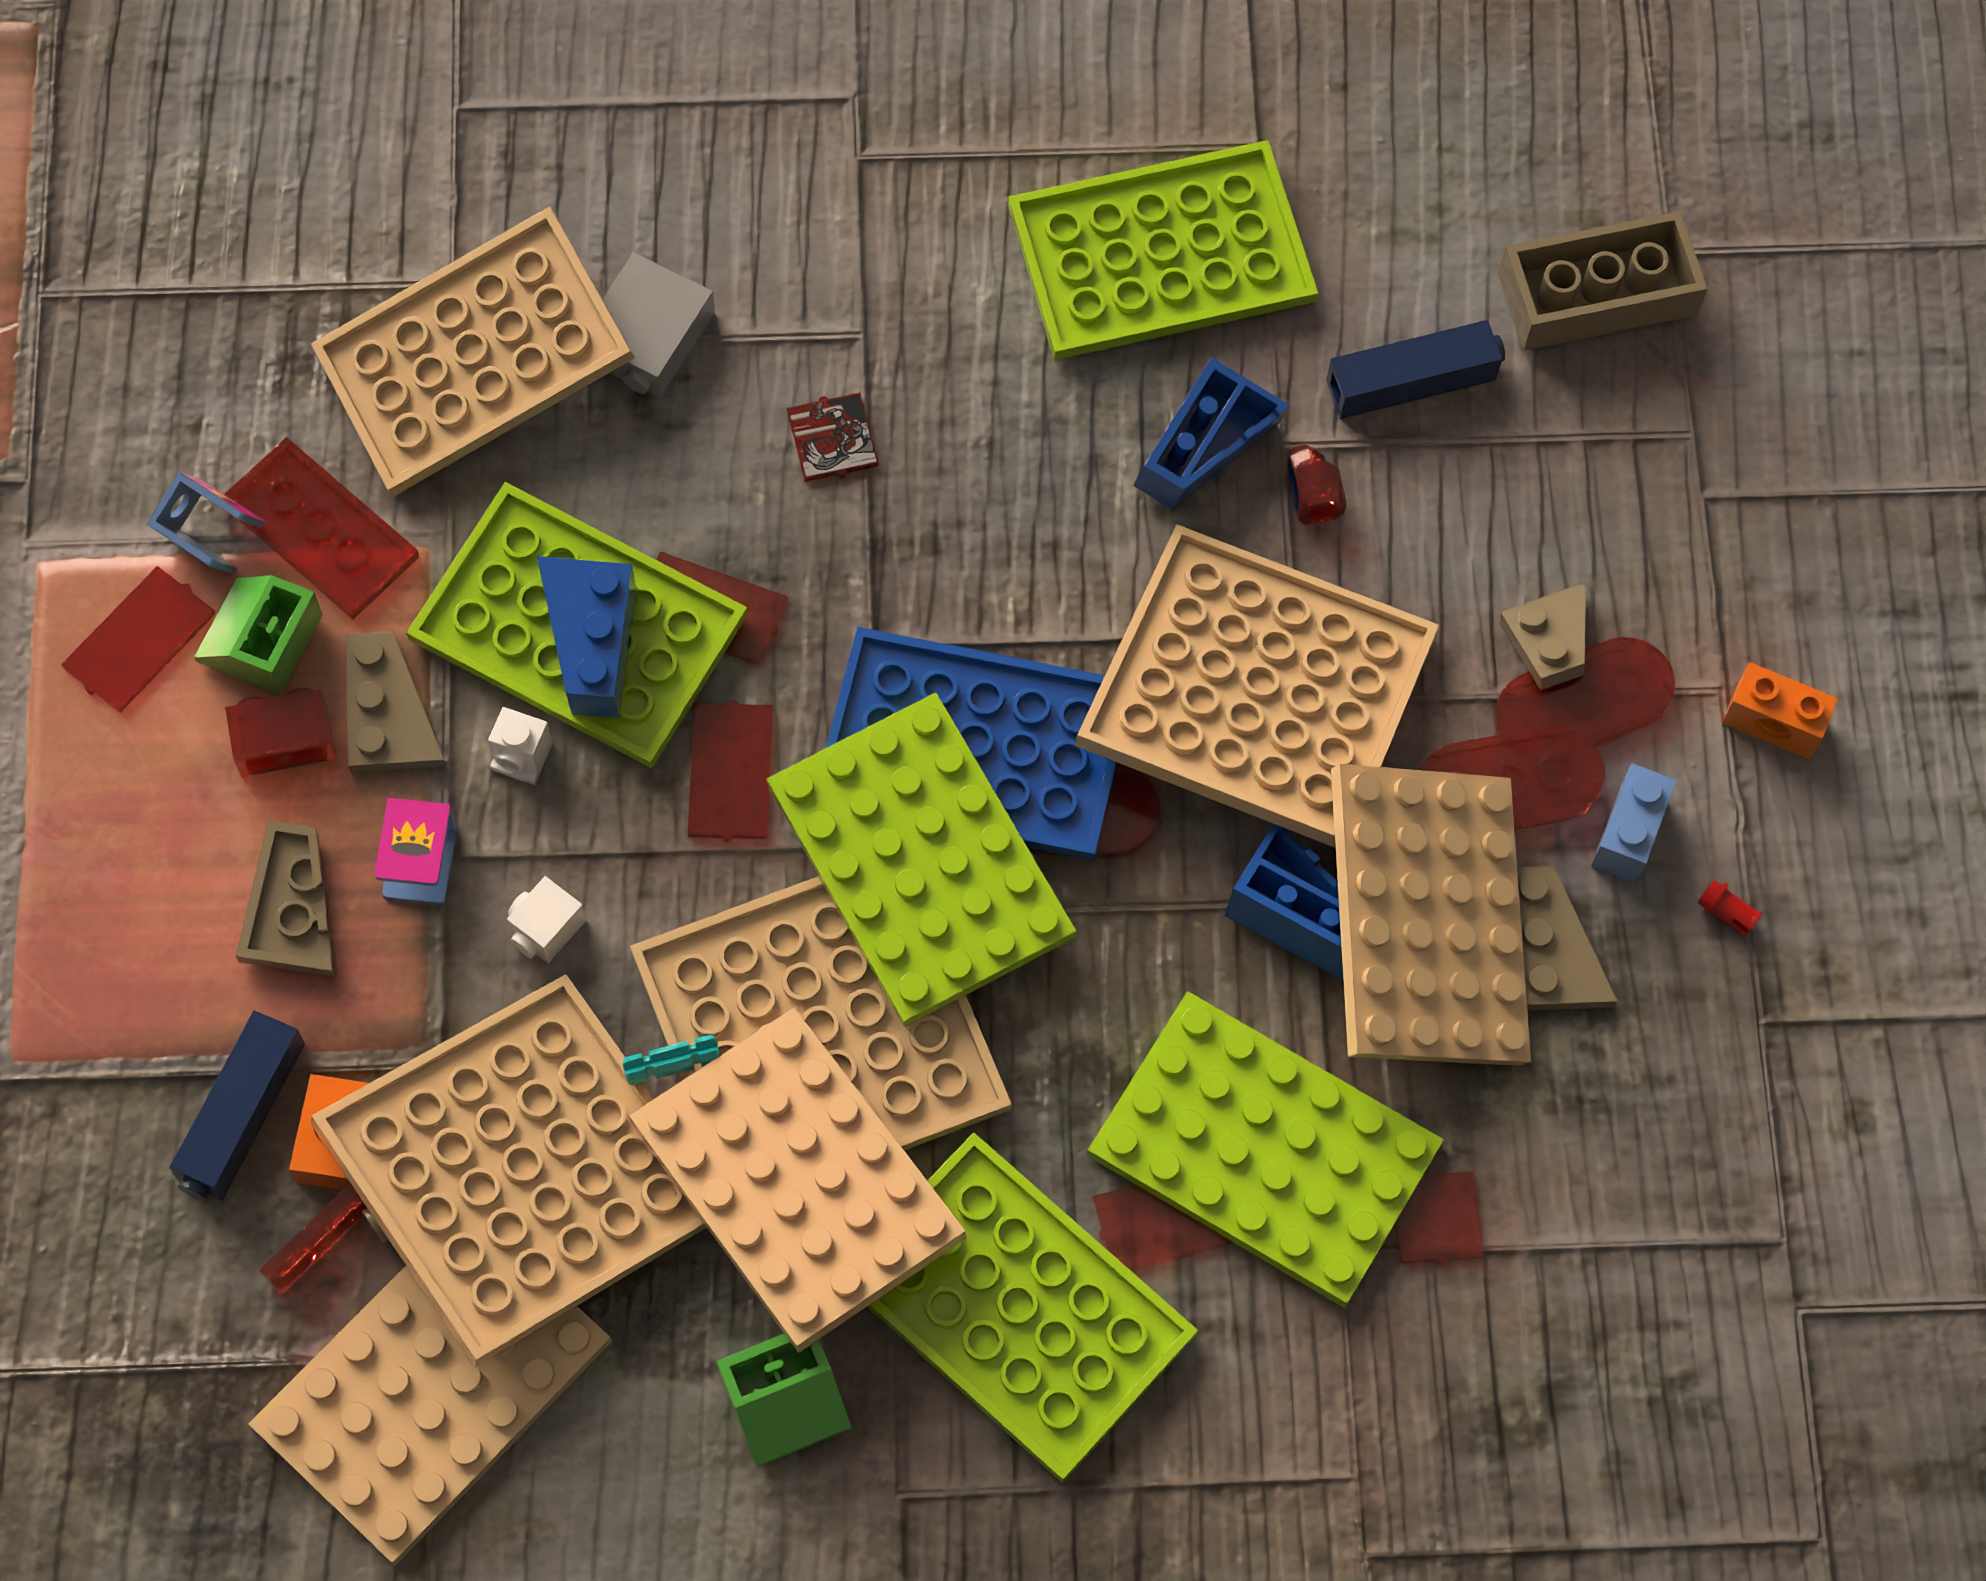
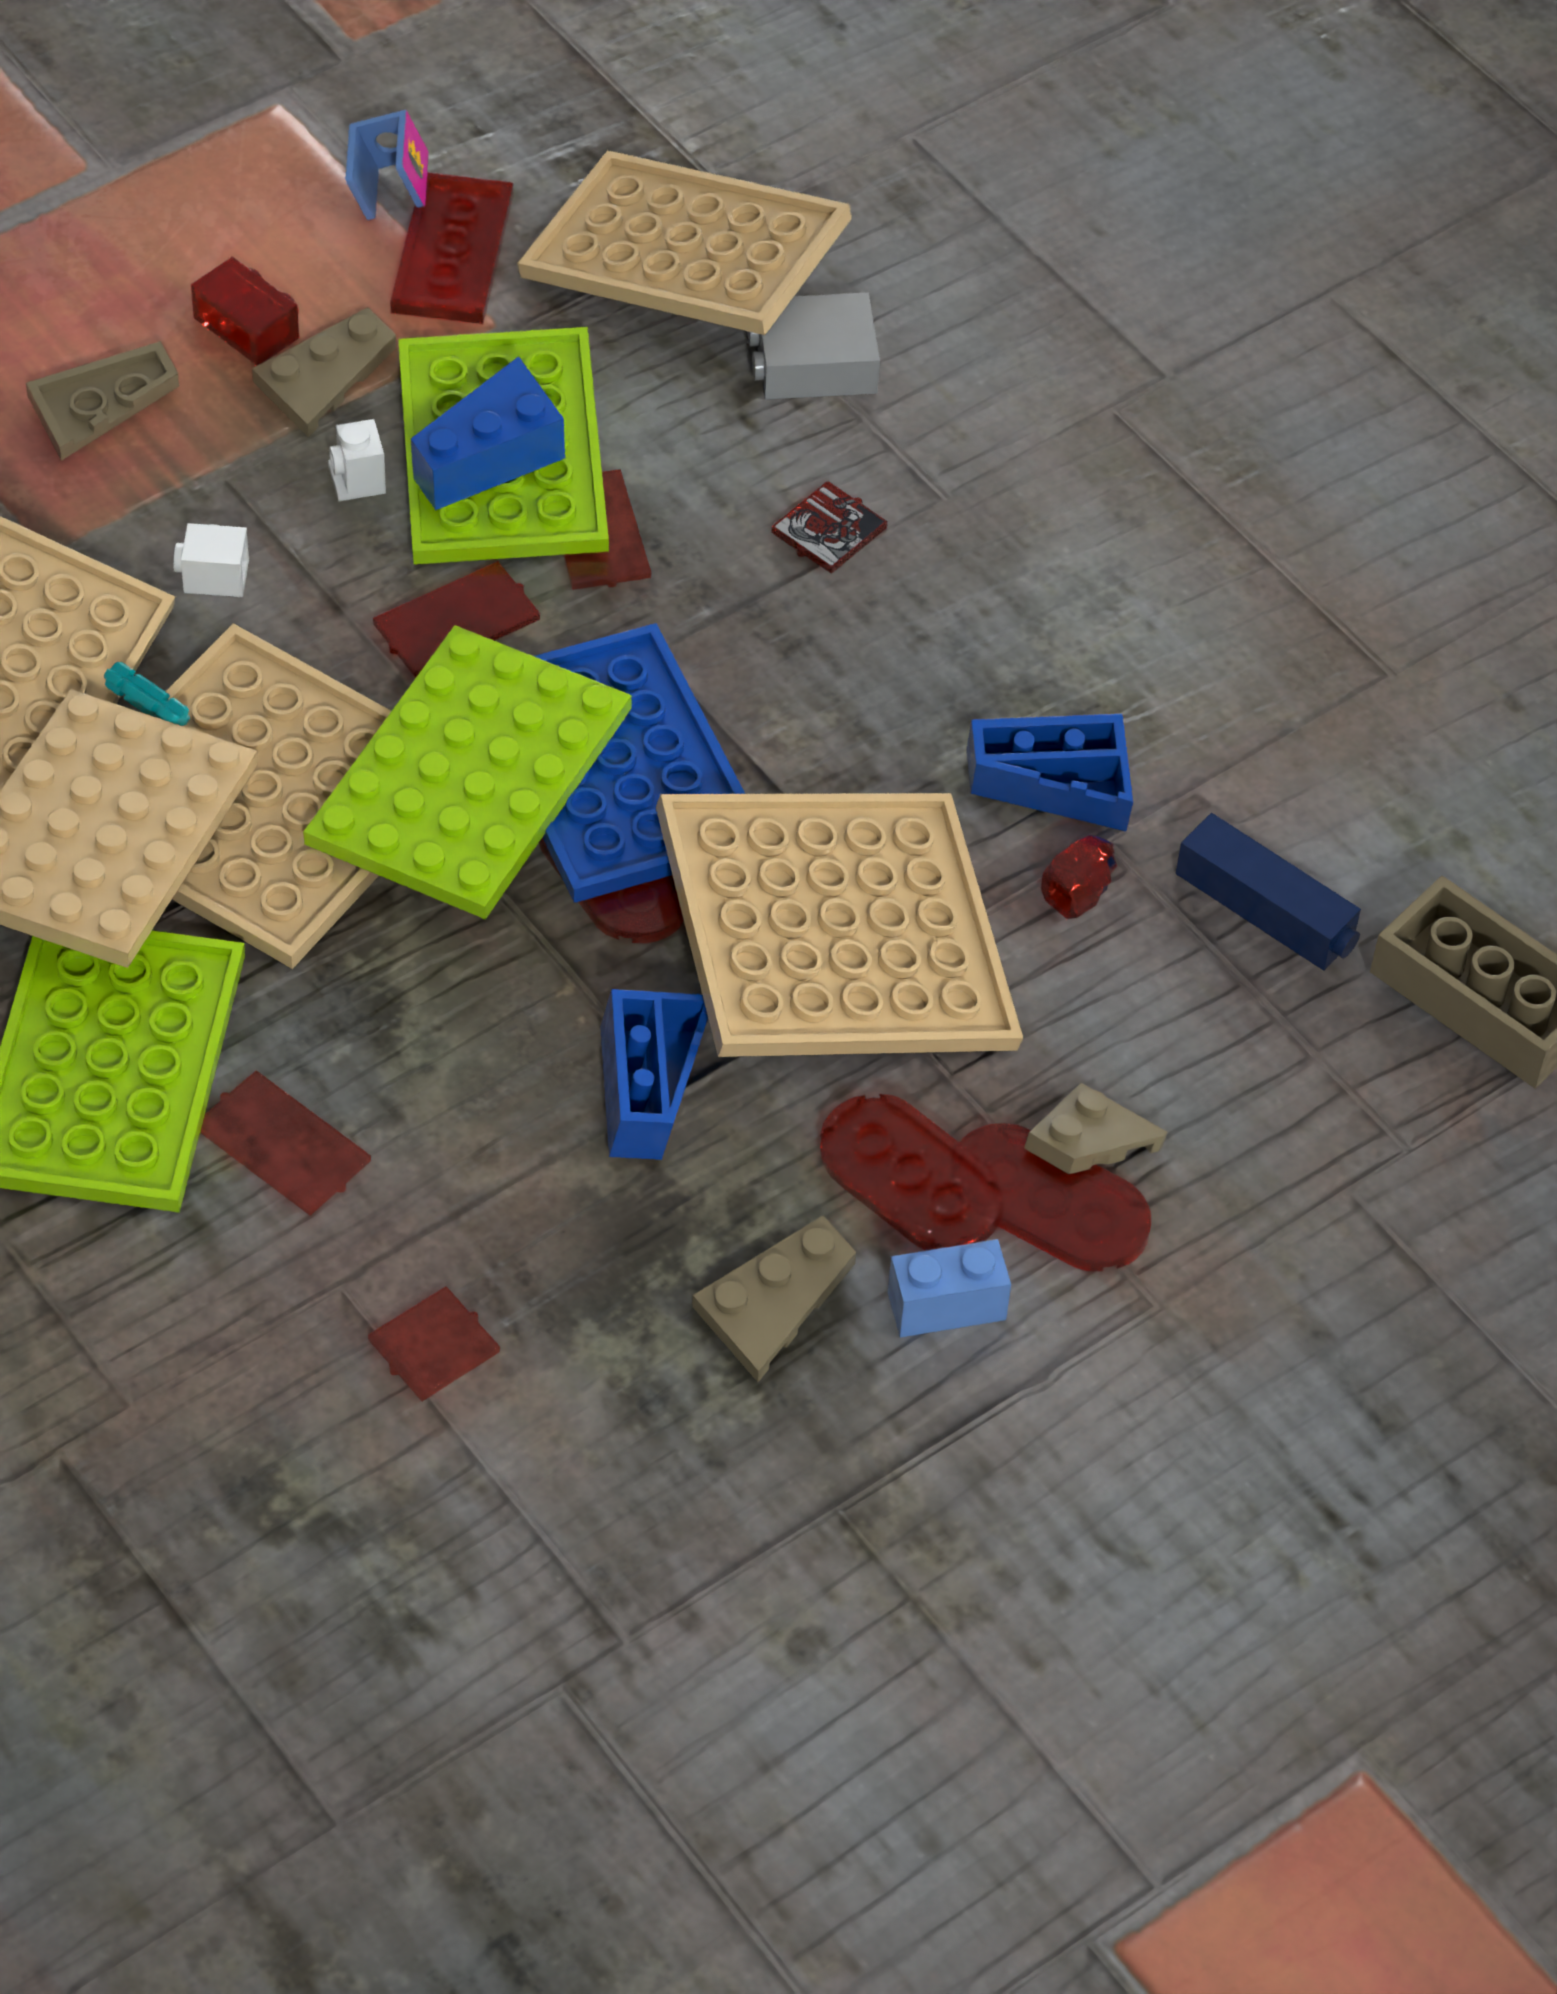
camera: 55 degrees right, 15 degrees down
(138, 639) = (261, 193): clear red piece -> none
(261, 631) = (324, 257): bright green slope -> none
(416, 851) = (209, 443): piece -> none
(1162, 249) = (1218, 653): lime plate -> none
(1265, 1148) = (398, 1174): lime plate -> none
(1429, 916) = (709, 1157): tan plate -> none
(1729, 908) = (929, 1416): red pin -> none
(1780, 710) = (1167, 1350): orange brick -> none

